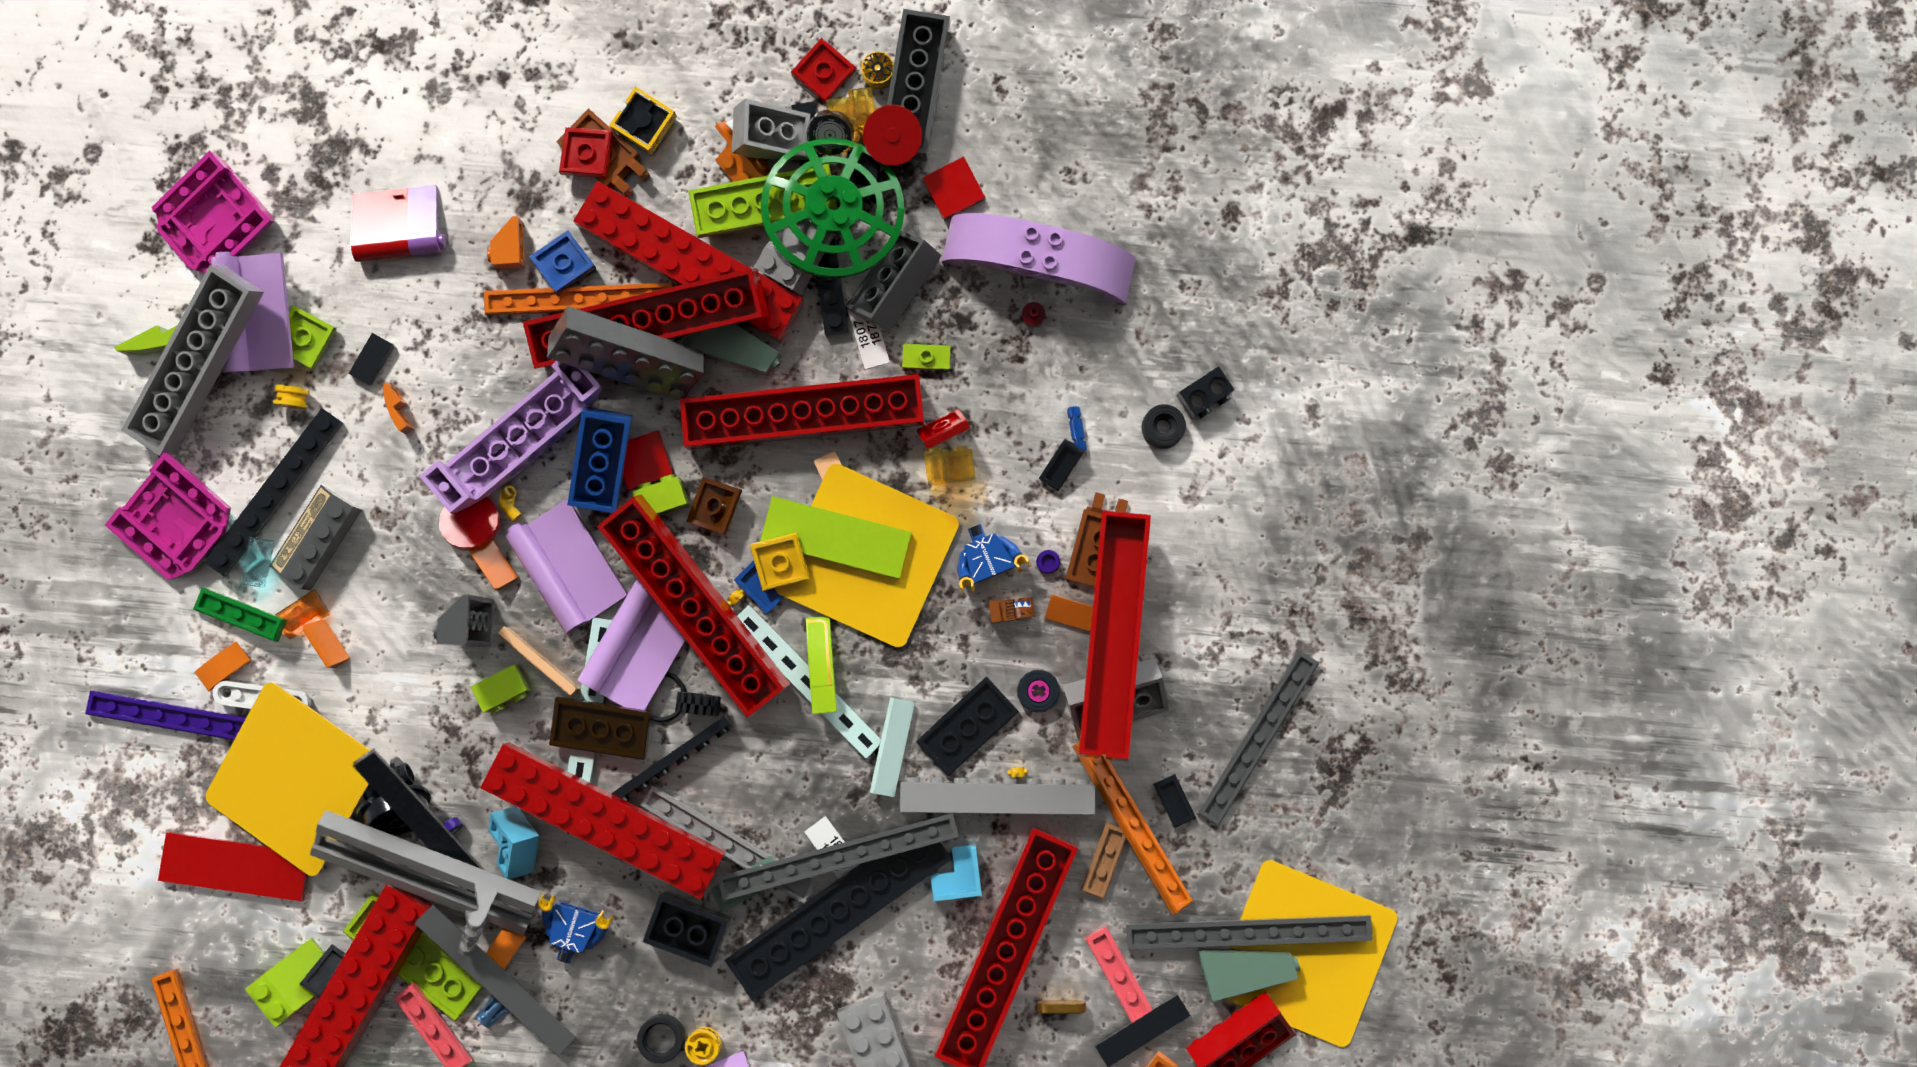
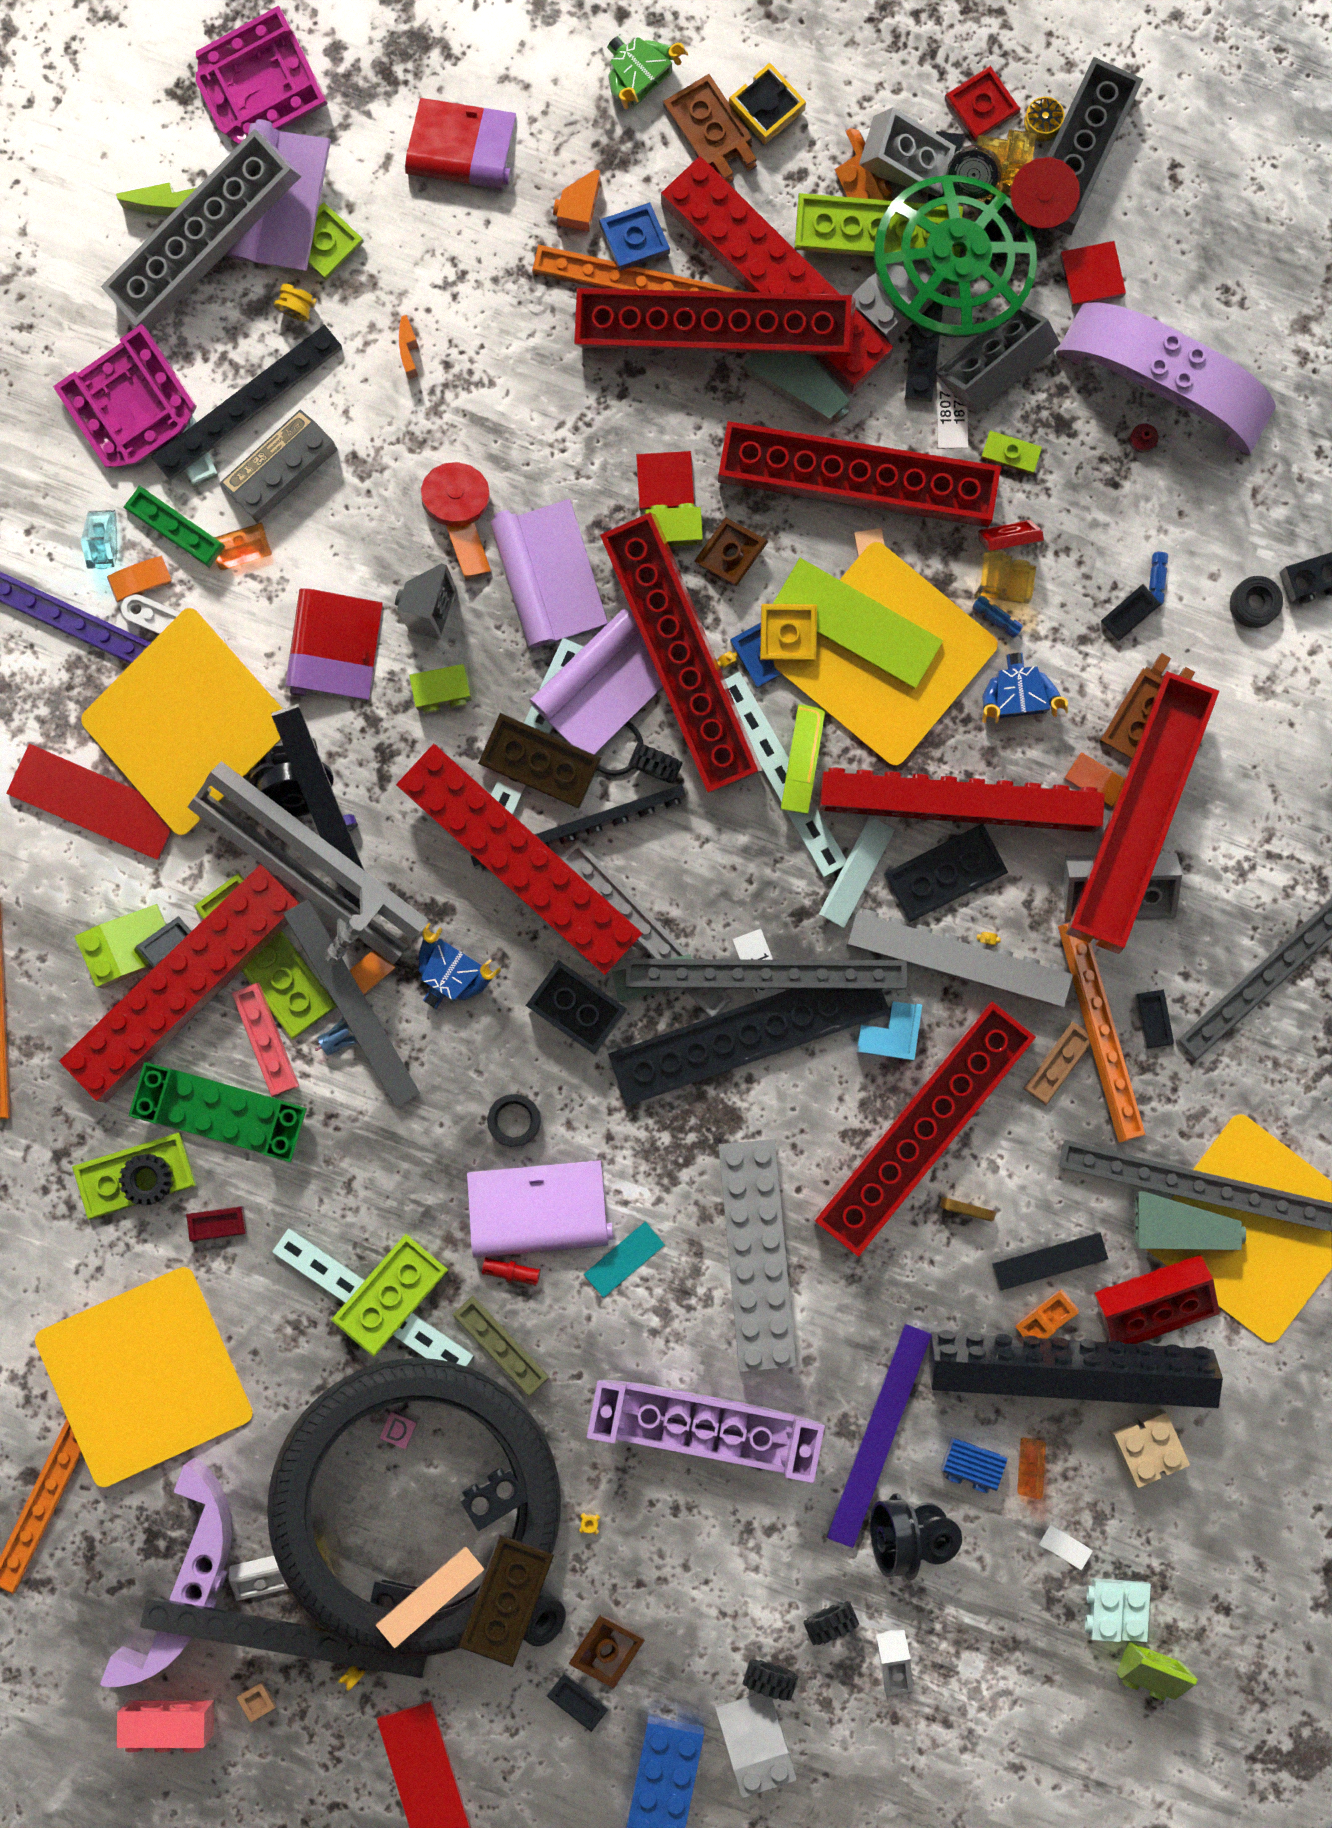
camera: 15 degrees right, 0 degrees up
(180, 642) = (100, 539): none -> clear light blue slope
(257, 562) = (208, 474): clear light blue tile -> none
(326, 643) = (260, 585): orange slope -> none
(371, 359) = (393, 286): black tile -> none
(401, 677) = (333, 644): none -> red door
(507, 502) = (502, 484): yellow arm -> none
(513, 439) = (538, 411): lavender slope -> none
(515, 840) = (413, 859): medium azure panel -> none
(528, 119) = (640, 67): none -> bright green torso
(539, 661) = (491, 669): light nougat tile -> none
(586, 152) = (694, 121): red tile -> none
(599, 459) = (621, 464): blue brick -> none
(625, 354) = (684, 352): dark grey brick -> none
(703, 1046) = (558, 1141): yellow wheel -> none
(952, 498) = (997, 616): none -> blue axle
(960, 665) = (961, 801): none -> red brick
(1011, 609) = (1030, 757): dark orange leg -> none
(1038, 678) = (1042, 843): black bush -> none
(1048, 561) = (1085, 716): dark purple tile -> none
(1118, 974) = (1040, 1192): coral tile -> none

